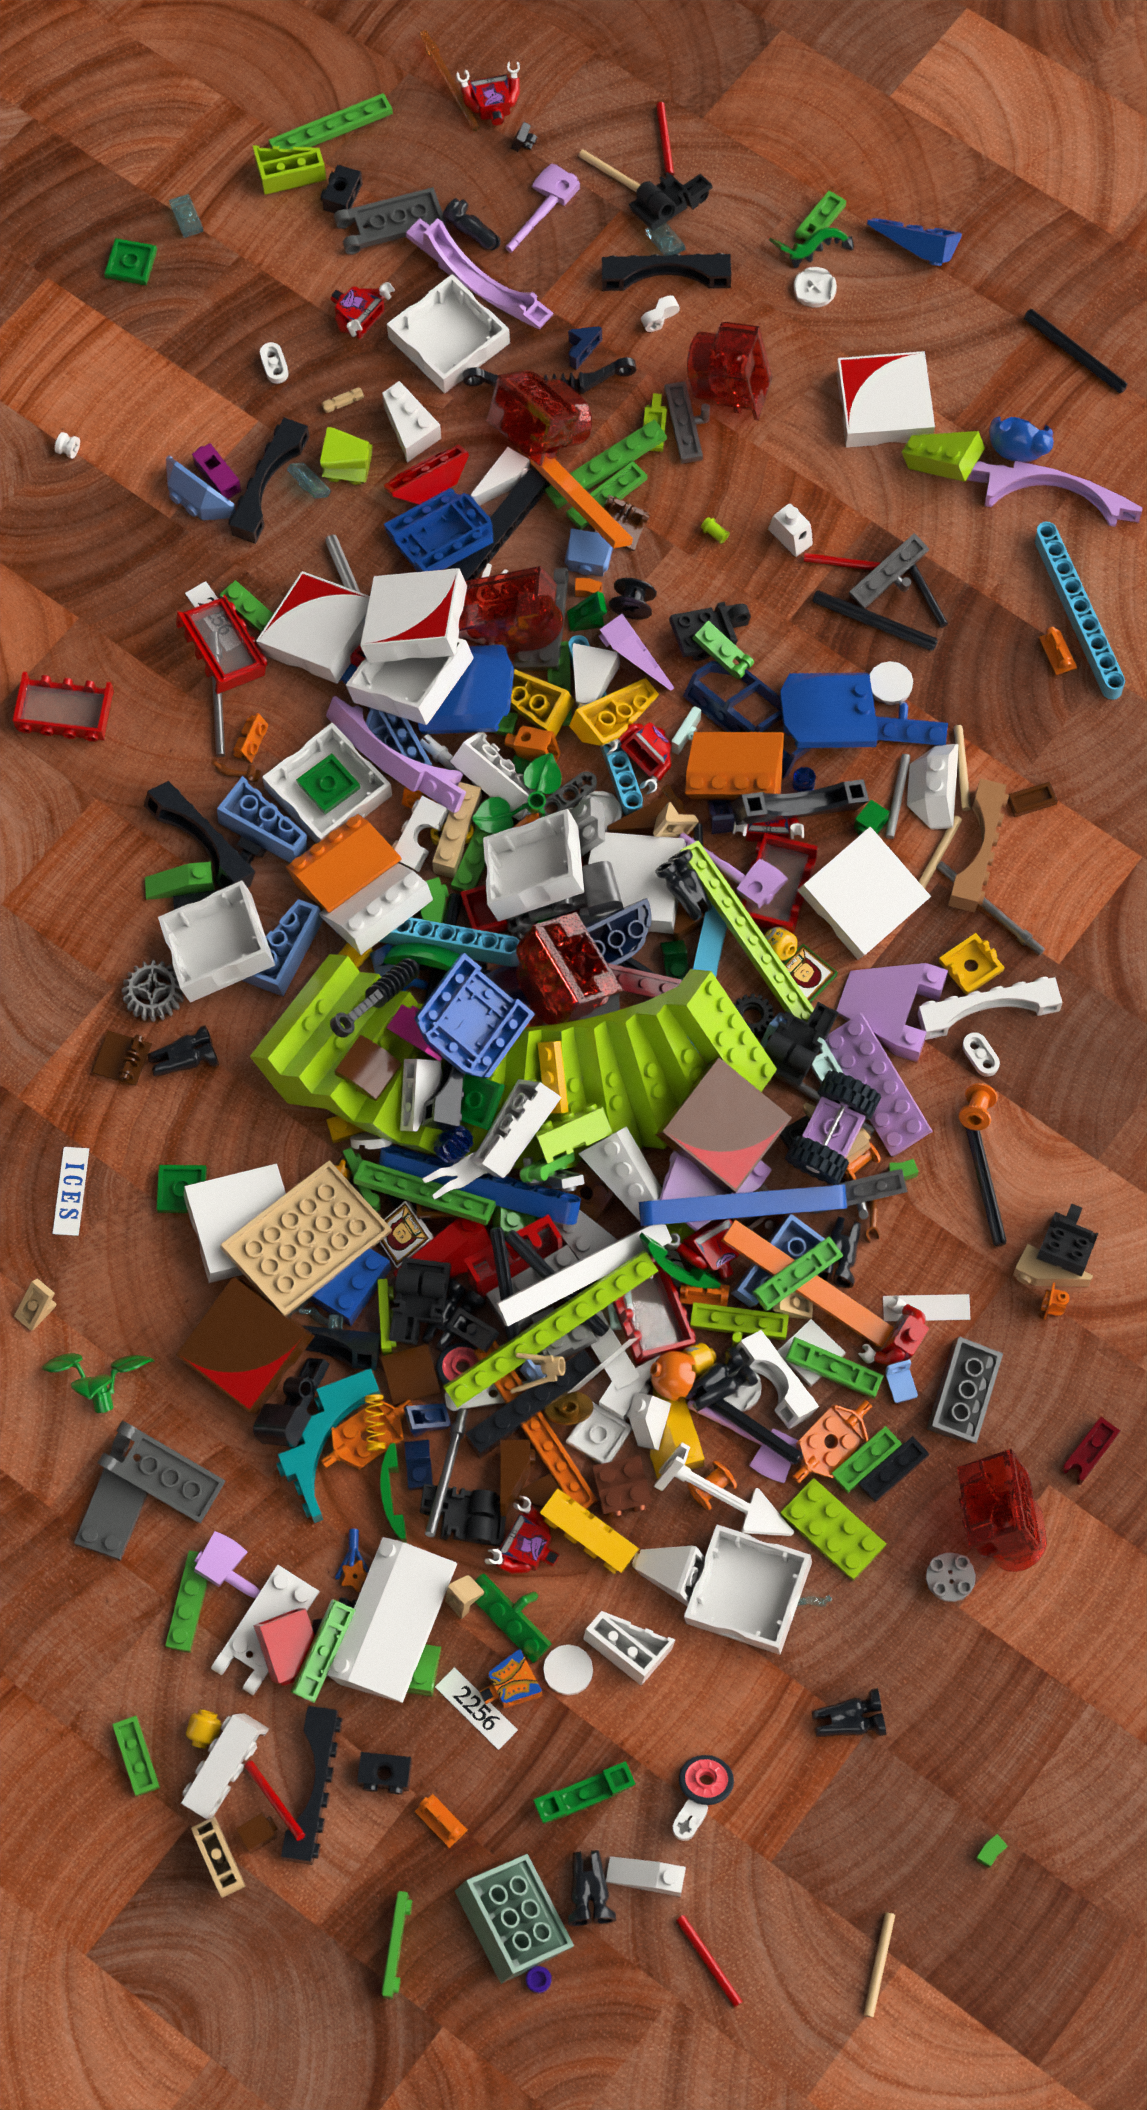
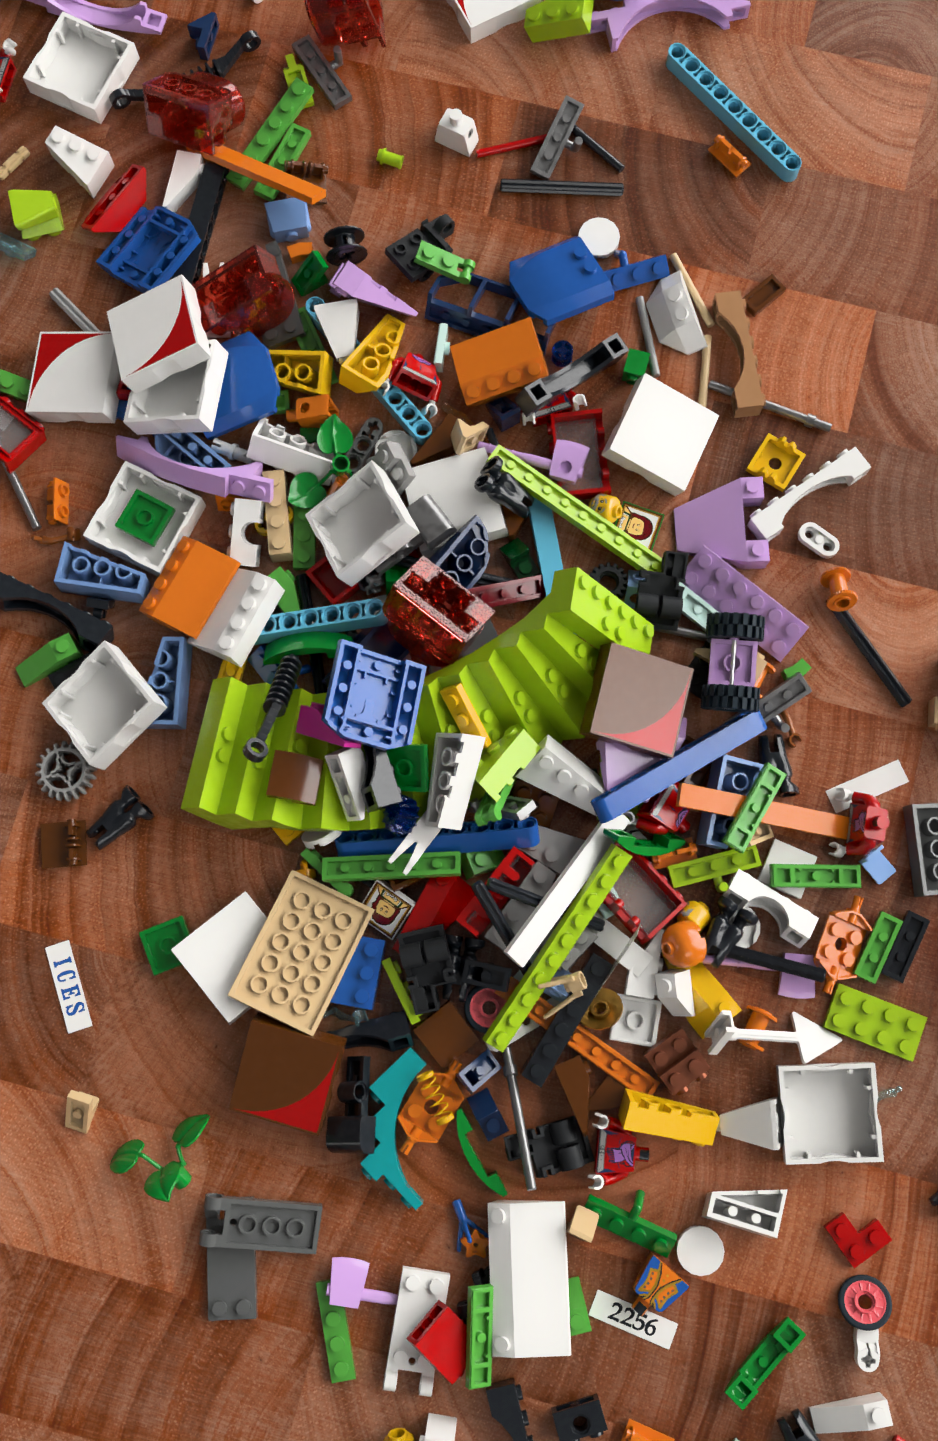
camera: 20 degrees left, 10 degrees up
(721, 1726) = (857, 1245): none -> red plate

